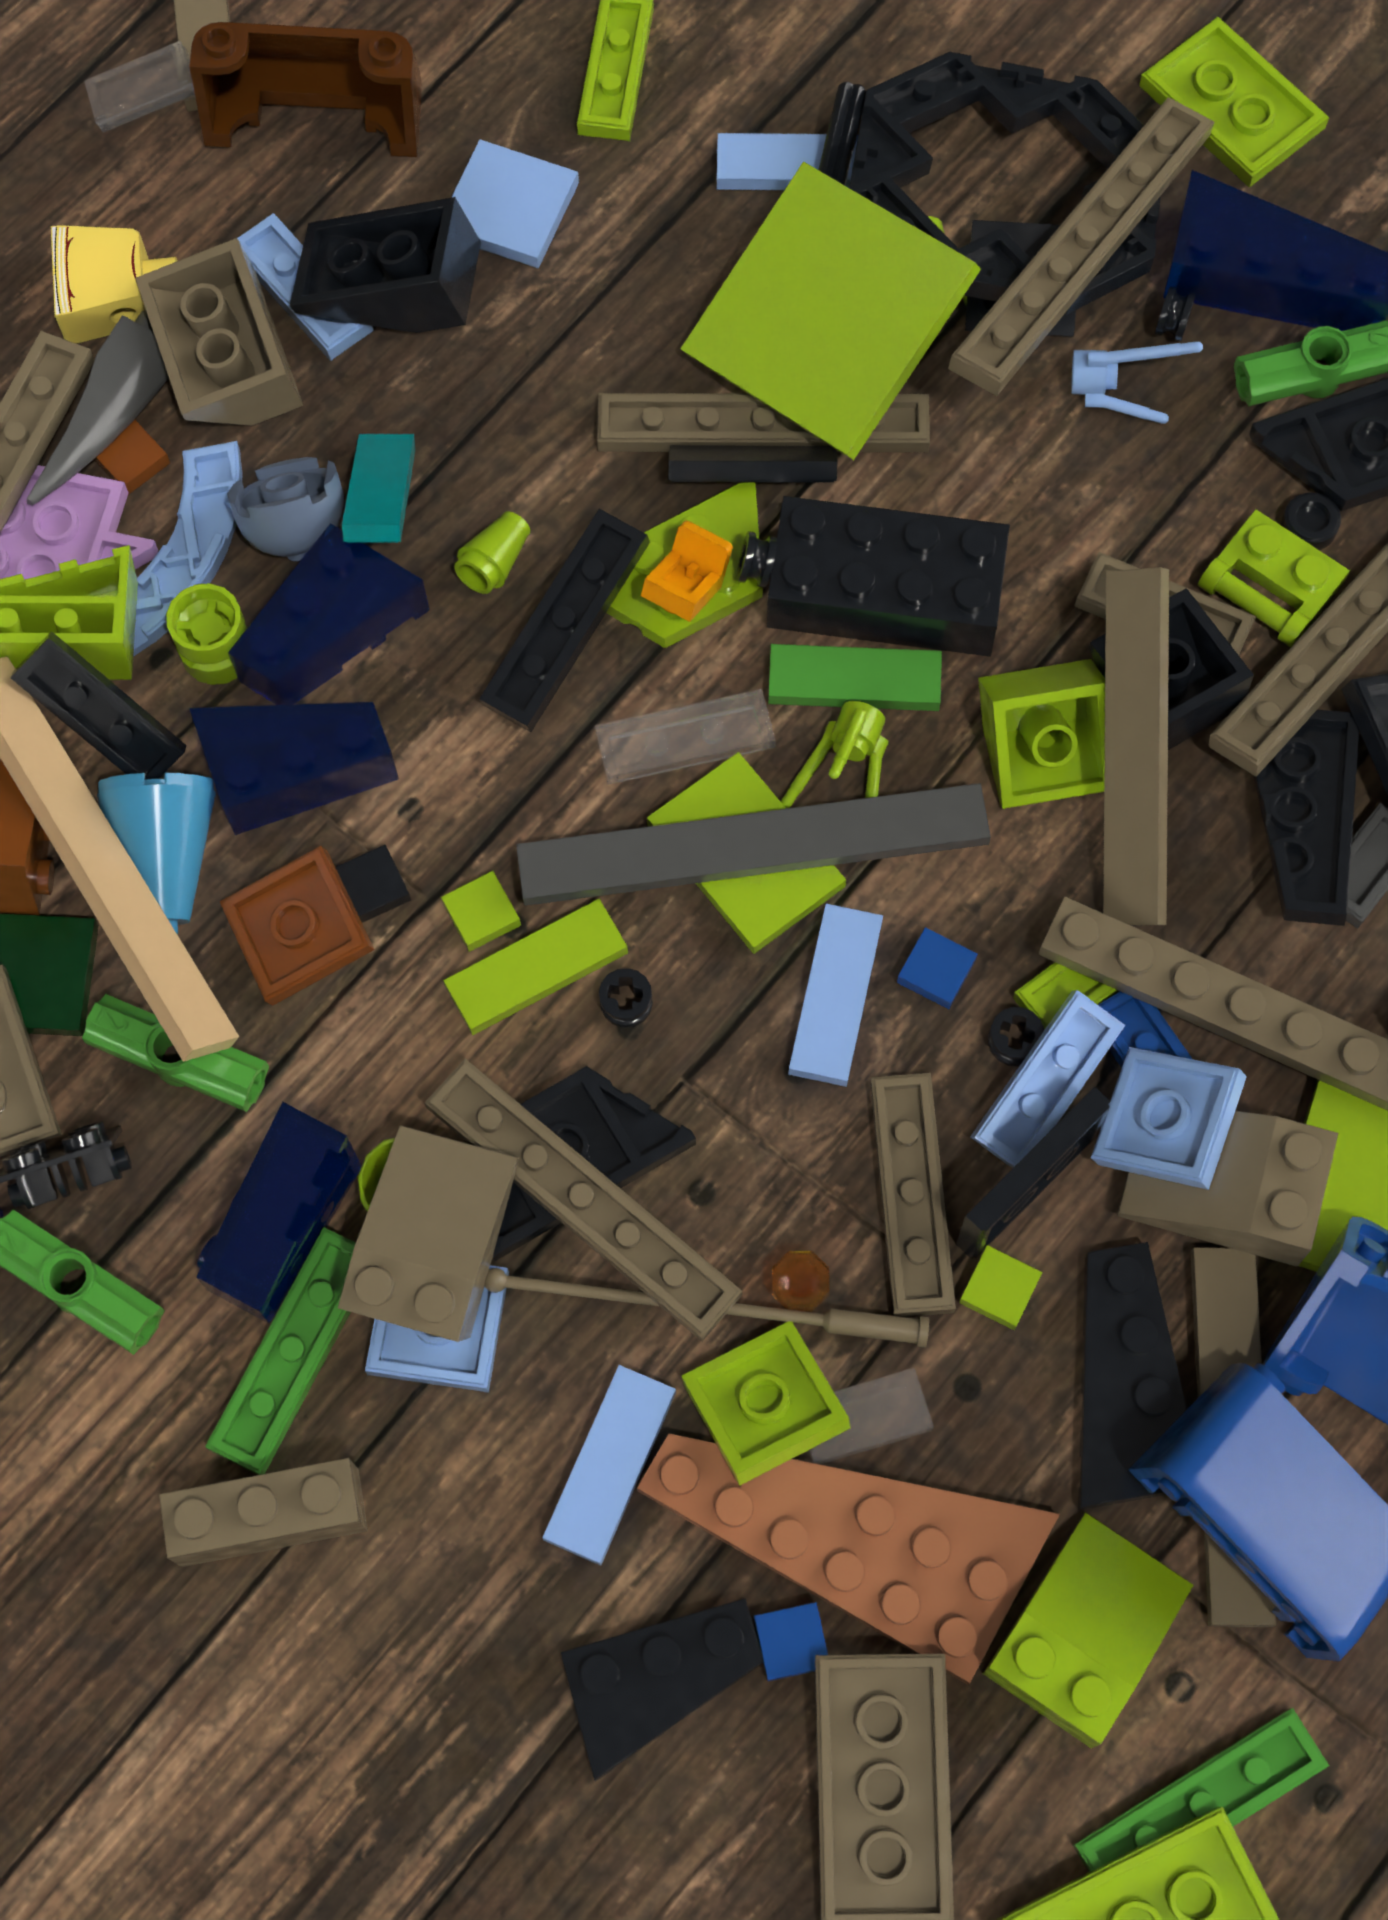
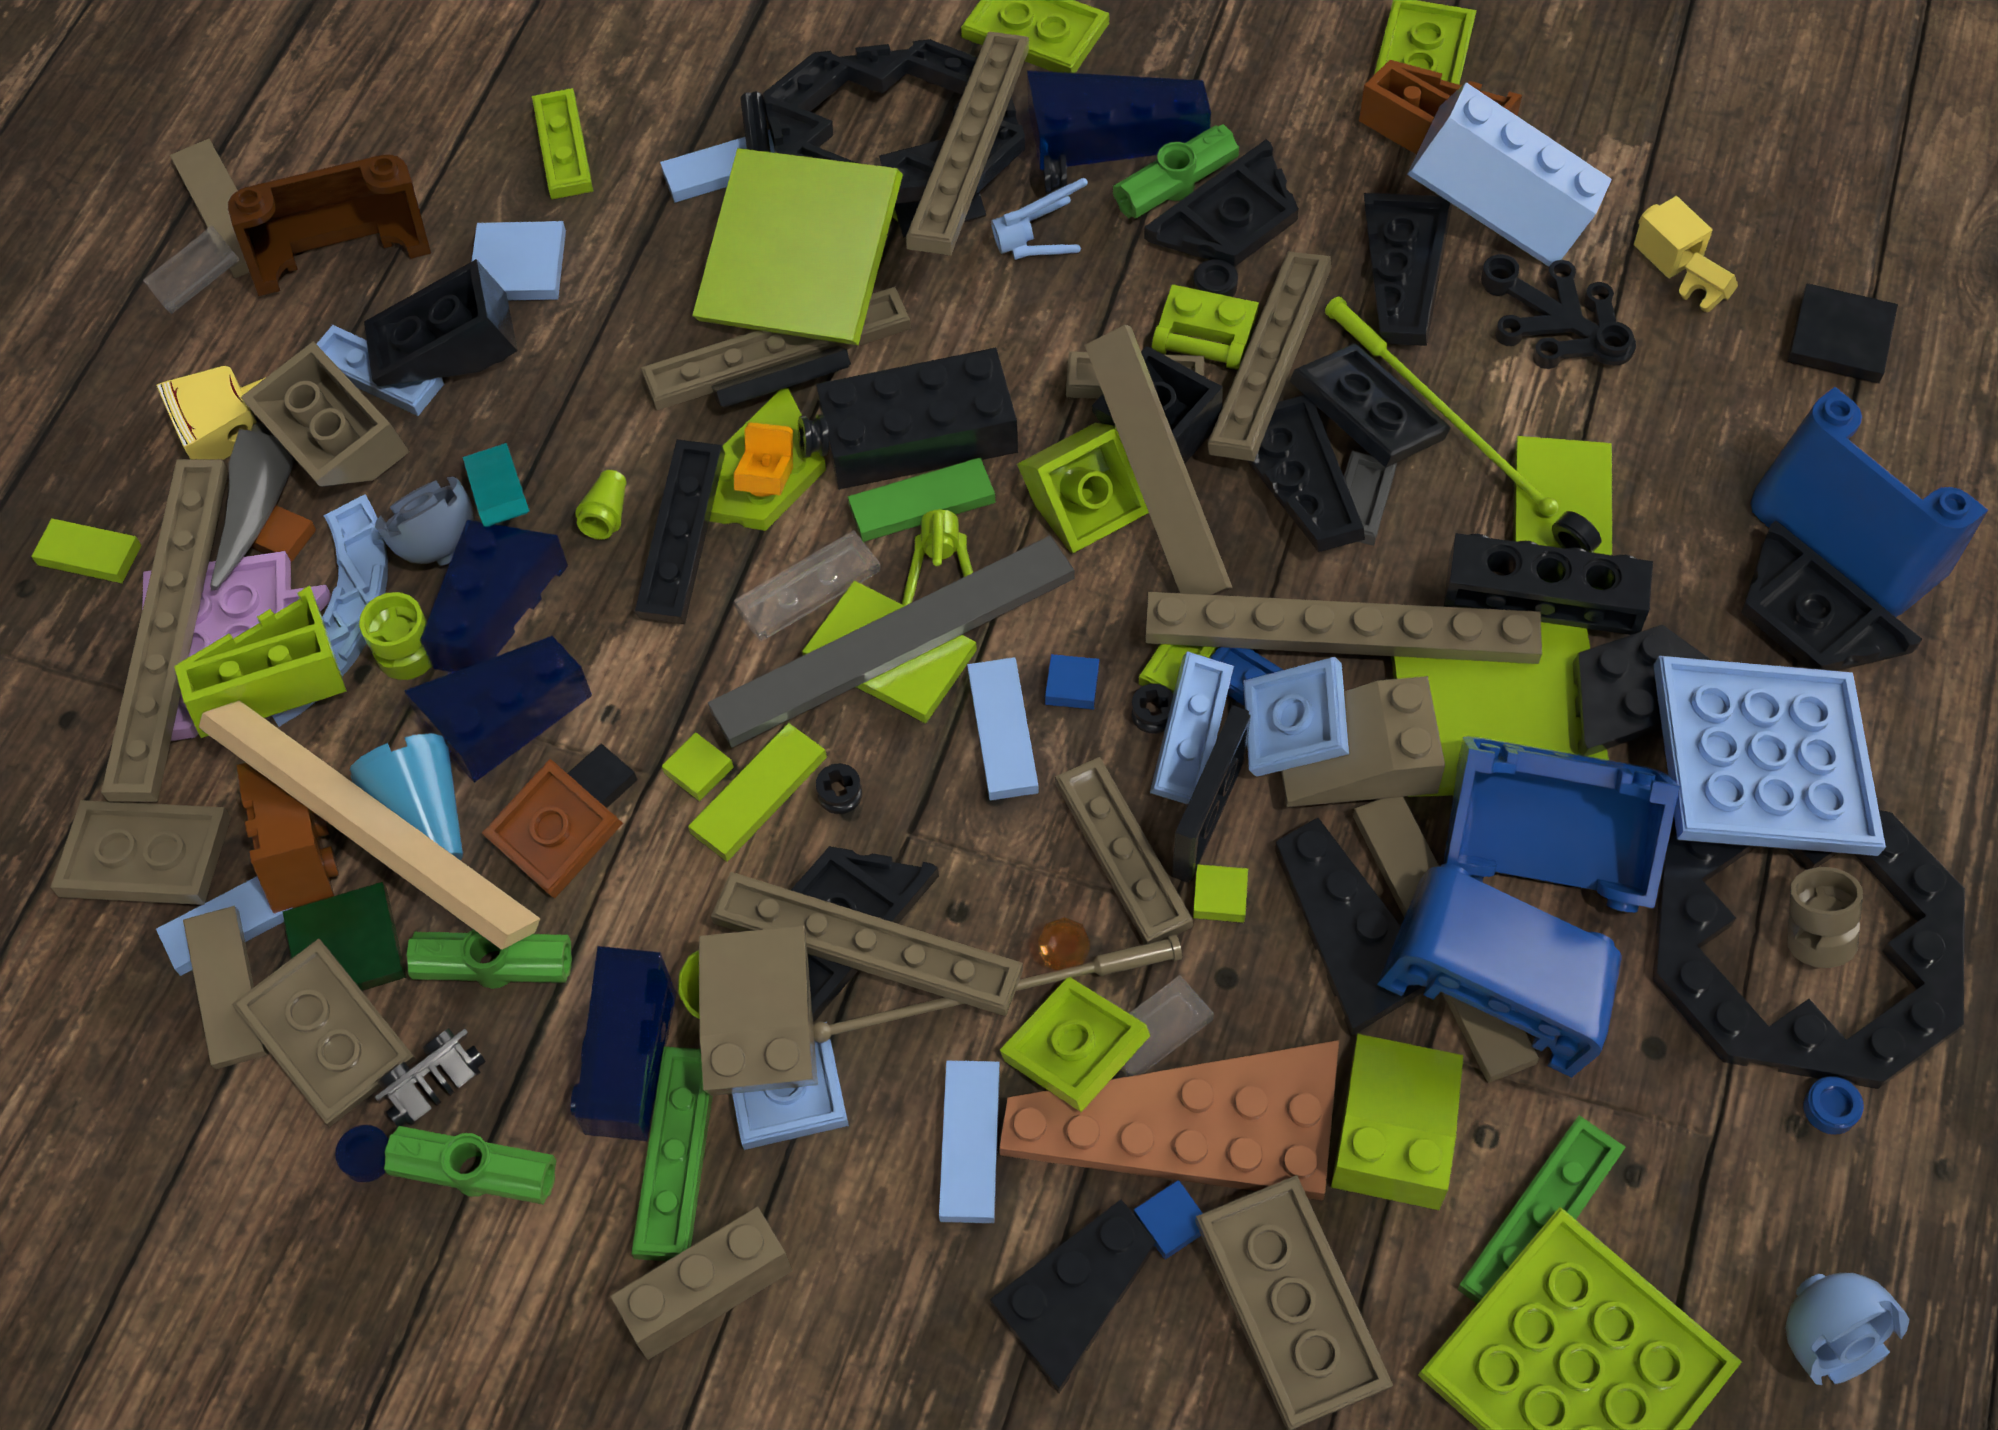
camera: 20 degrees left, 10 degrees down
(97, 709) = (325, 715): black tile -> none

